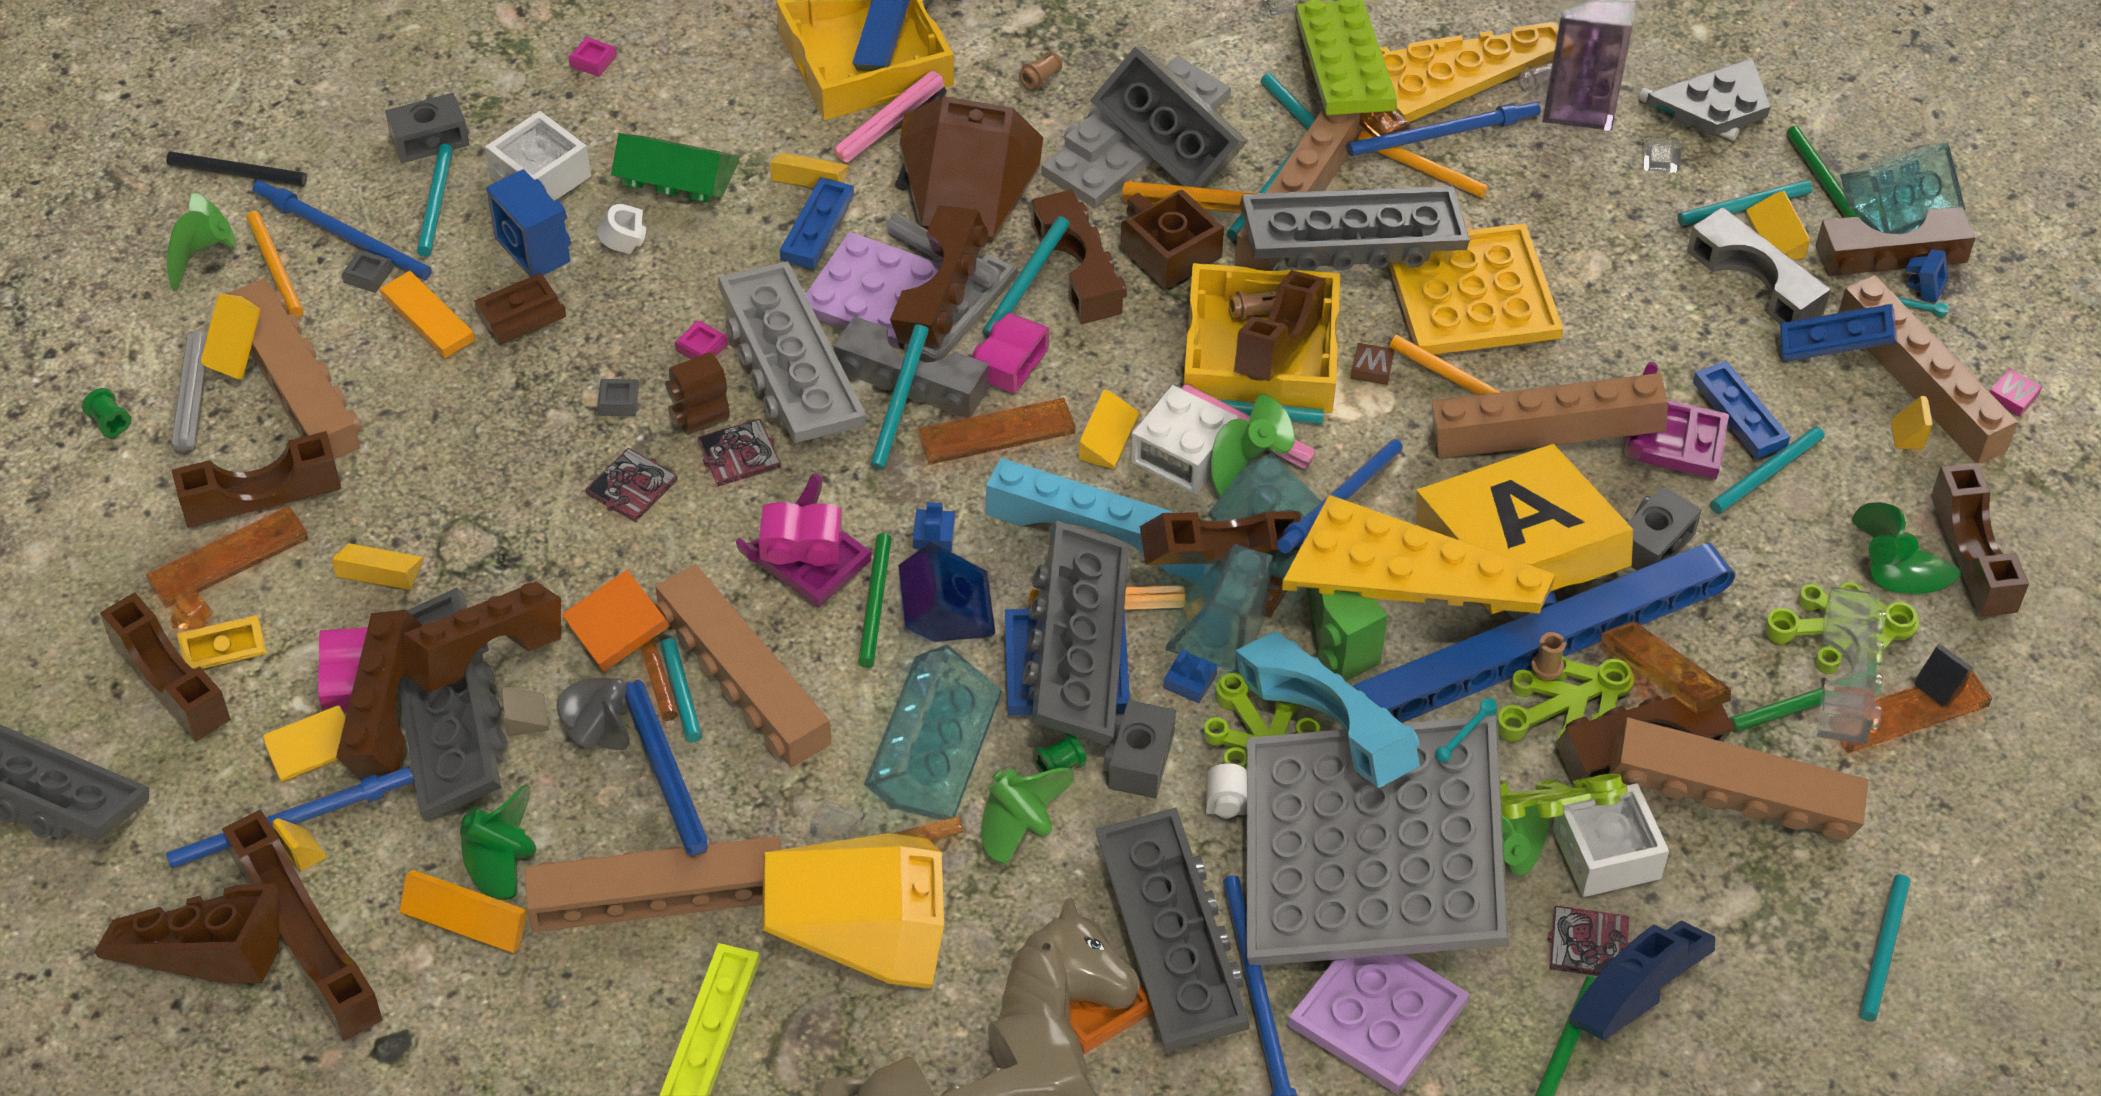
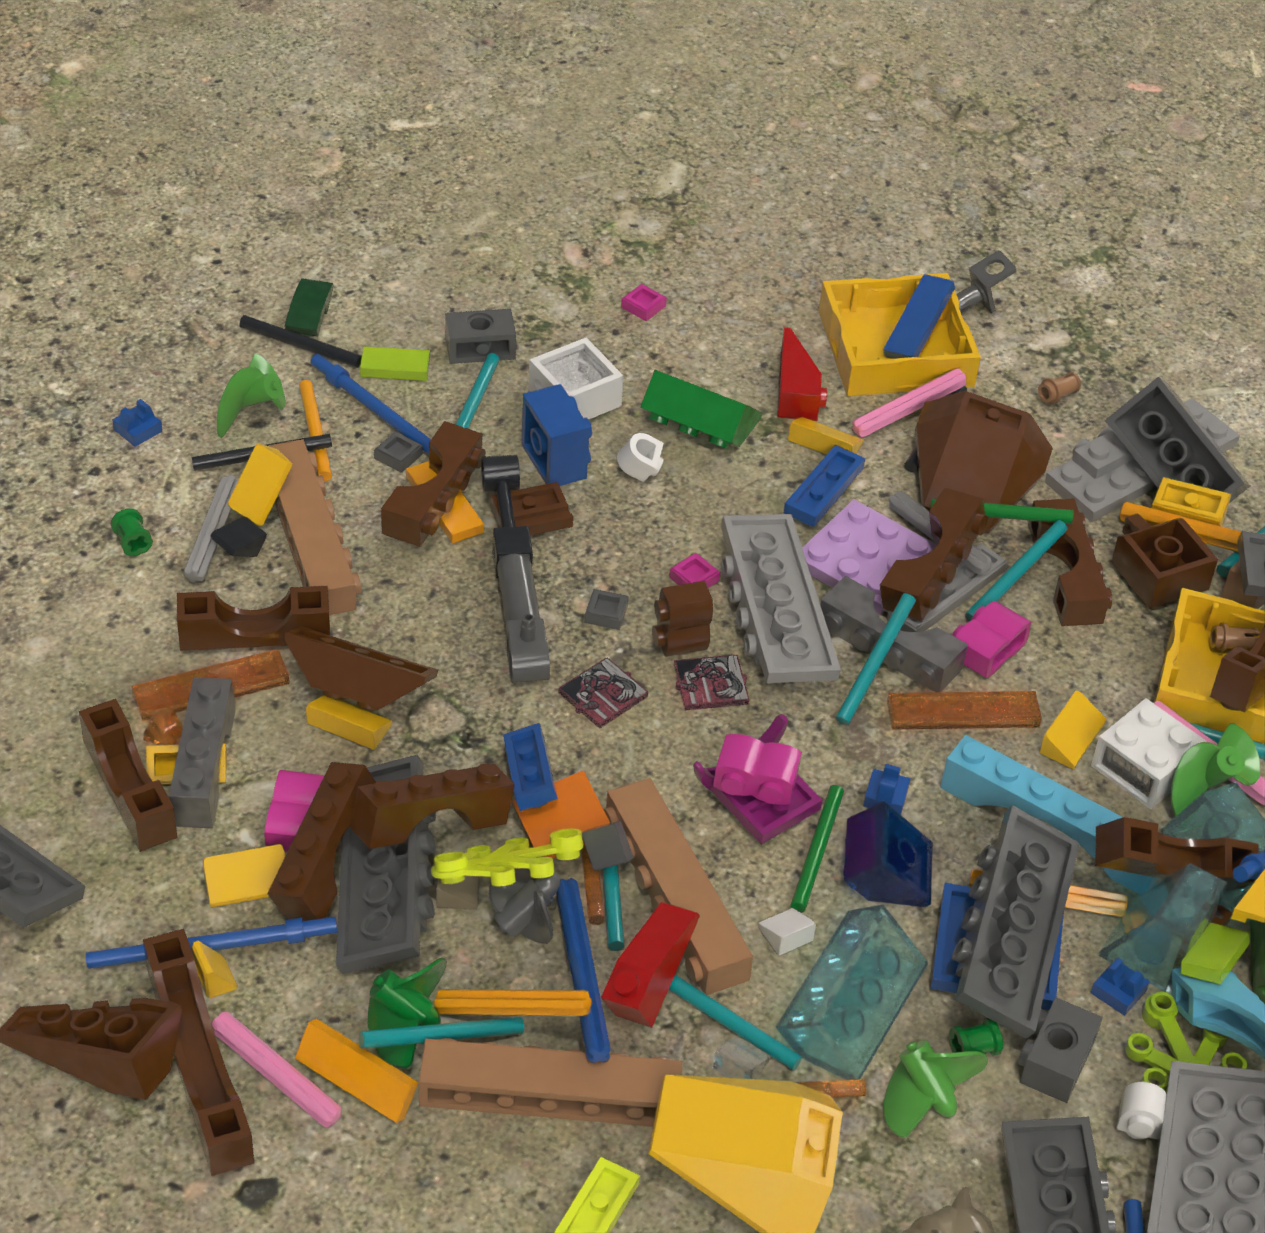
camera: 10 degrees right, 5 degrees down
(83, 293) = (137, 423): none -> blue tile
(207, 305) = (243, 455): none -> black bar
(222, 396) = (240, 538): none -> black slope
(234, 636) = (196, 770): none -> flat silver arch
(237, 129) = (309, 306): none -> dark green slope
(343, 174) = (395, 363): none -> lime tile
(373, 513) = (354, 670): none -> reddish brown wedge
(383, 926) = (276, 1069): none -> bright pink axle
(400, 333) = (415, 510): none -> reddish brown arch
(513, 371) = (513, 560): none -> dark grey piece
(549, 853) = (454, 1031): none -> teal bar
(564, 678) = (500, 864): none -> neon yellow plant
(572, 576) = (530, 767): none -> blue plate
(603, 813) = (513, 1002): none -> light orange axle
(665, 640) = (607, 845): none -> dark grey tile
(730, 749) = (649, 965): none -> red slope
(771, 115) = (798, 381): none -> red slope
(818, 785) = (735, 1023): none -> teal bar
(860, 688) = (788, 930): none -> white slope
(1025, 214) = (1026, 513): none -> green bar
(1191, 169) = (1192, 501): none -> yellow slope
(1273, 626) = (1215, 953): none -> lime tile

